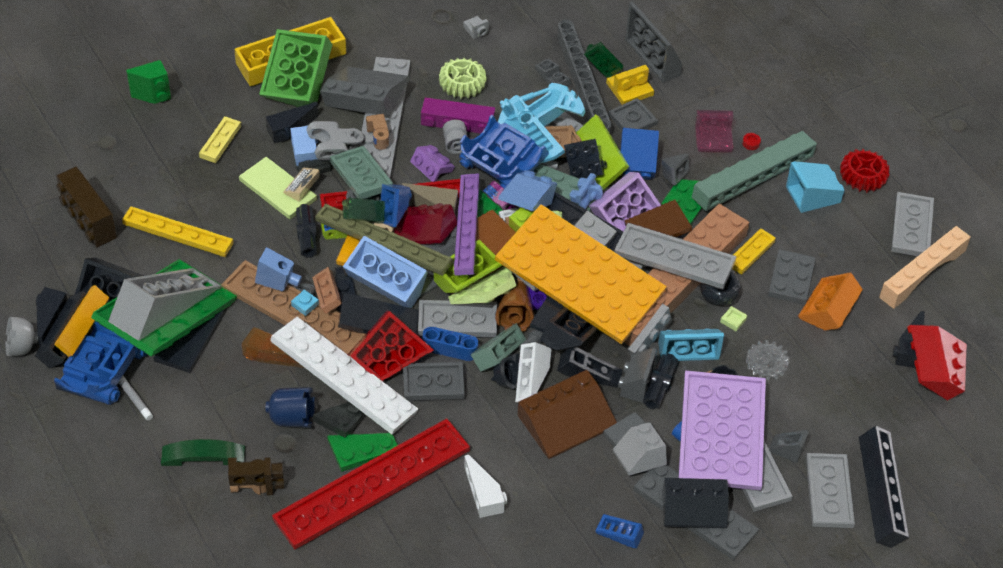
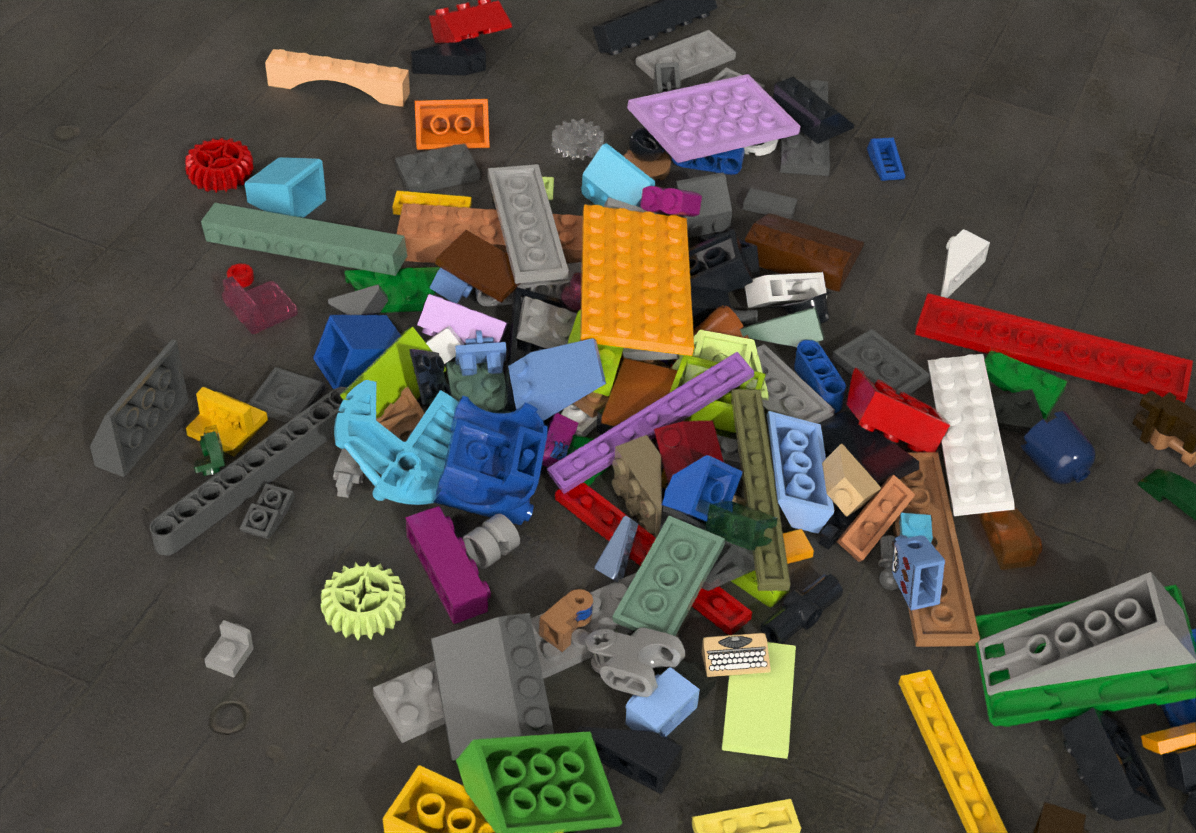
camera: 125 degrees left, 5 degrees down
(351, 280) = (847, 481): none -> tan slope
(400, 173) = (617, 552): none -> sand blue slope
(431, 162) = (555, 548): medium lavender bracket -> none
(609, 183) = (445, 343): none -> white tile
(640, 336) = (671, 201): none -> magenta brick
(641, 449) = (791, 170): light grey slope -> none
(912, 224) = (276, 108): light grey plate -> none

